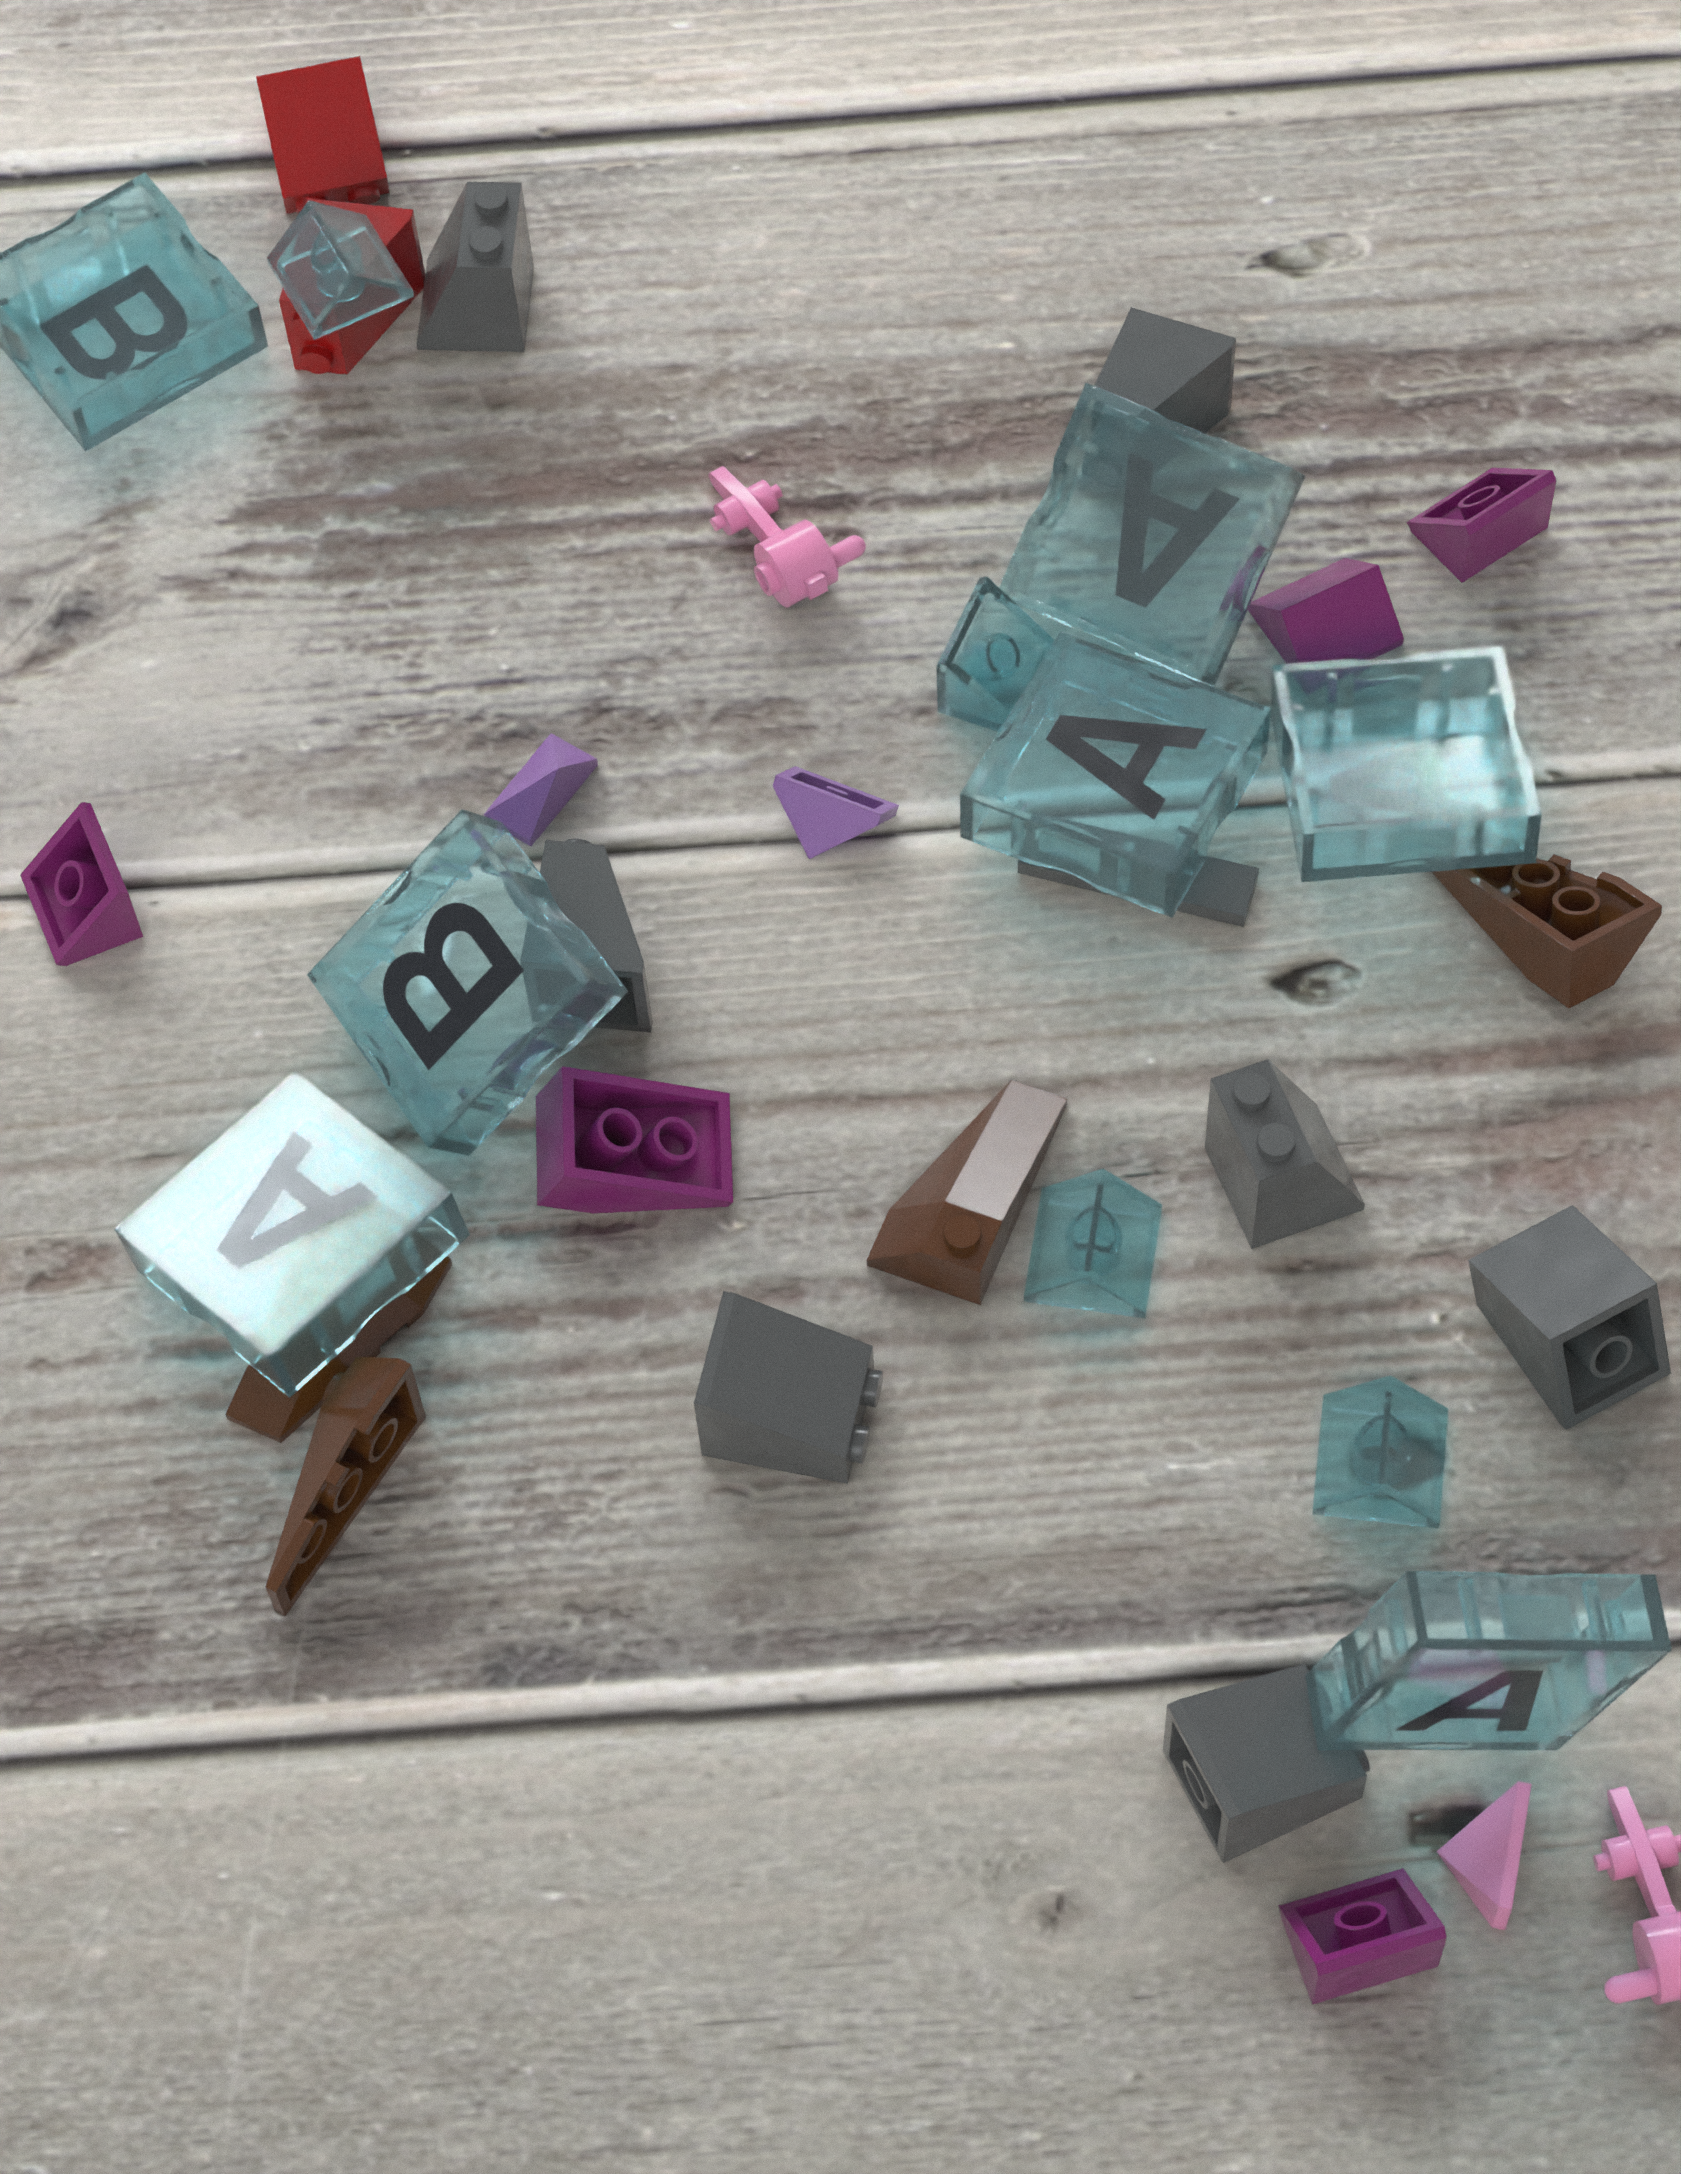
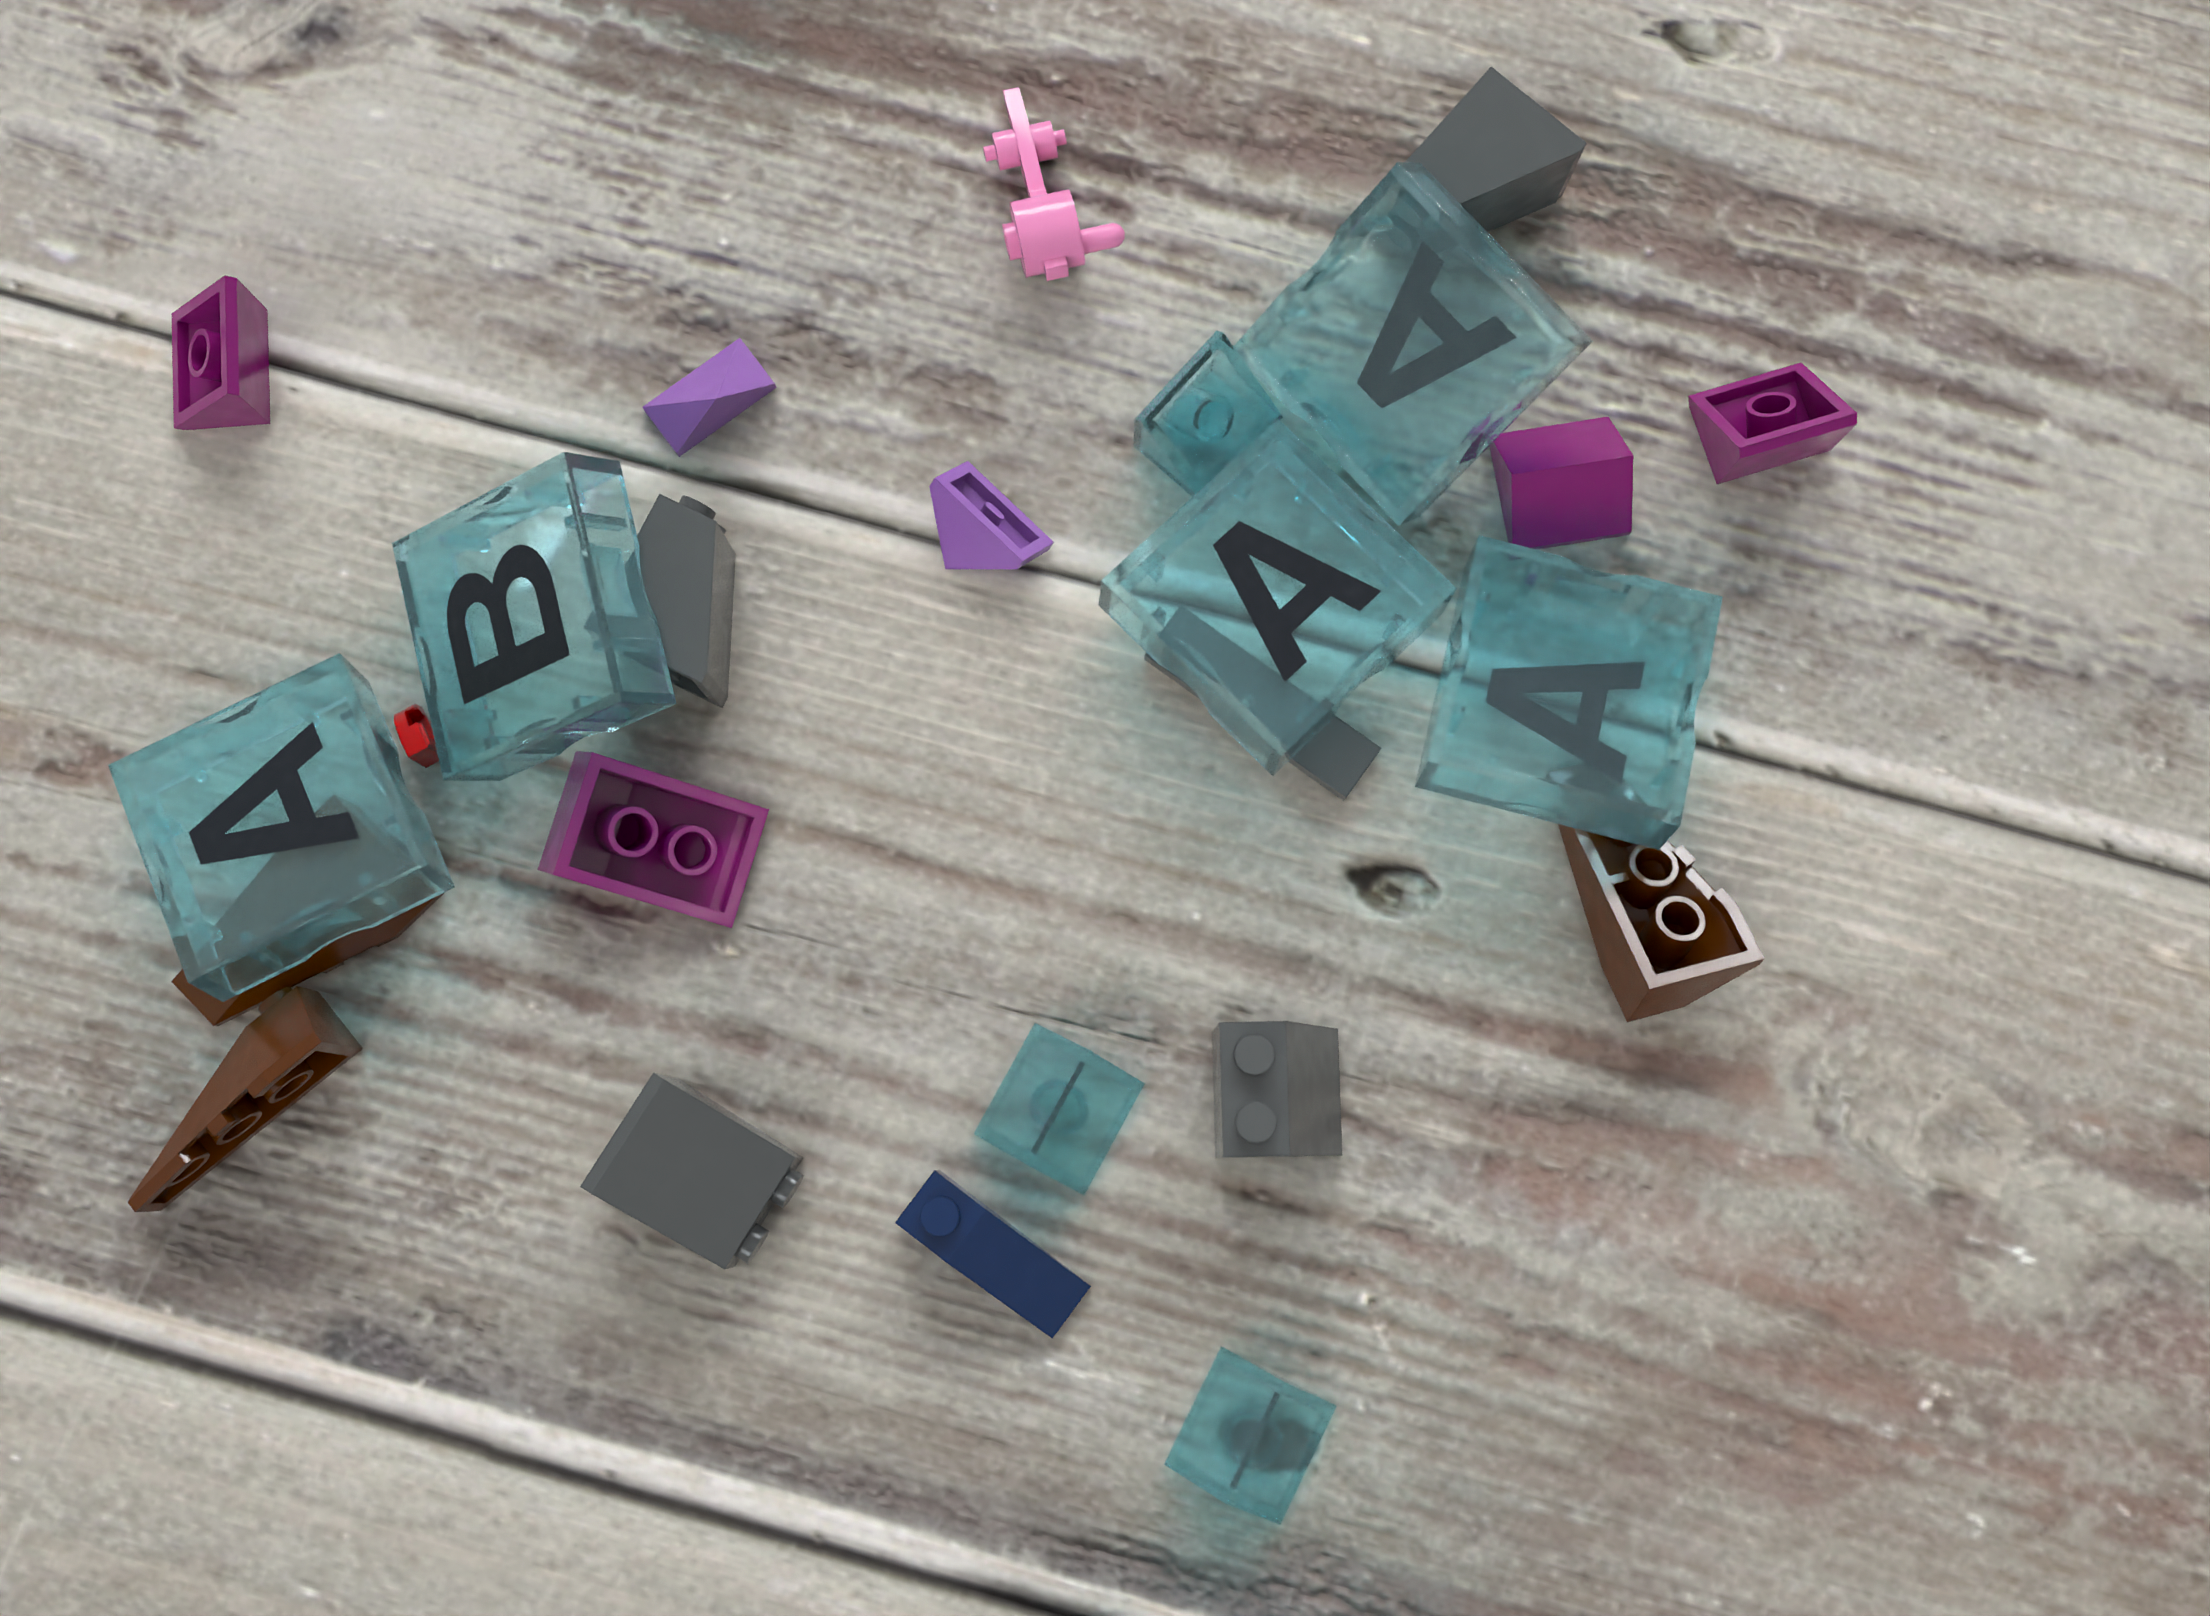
camera: 15 degrees right, 20 degrees up
(389, 1129) = (416, 735): none -> red tile
(966, 1204) = (954, 1012): reddish brown wedge -> none
(1078, 1378) = (992, 1253): none -> dark blue slope
(1573, 1314) = (1494, 1358): dark grey slope -> none

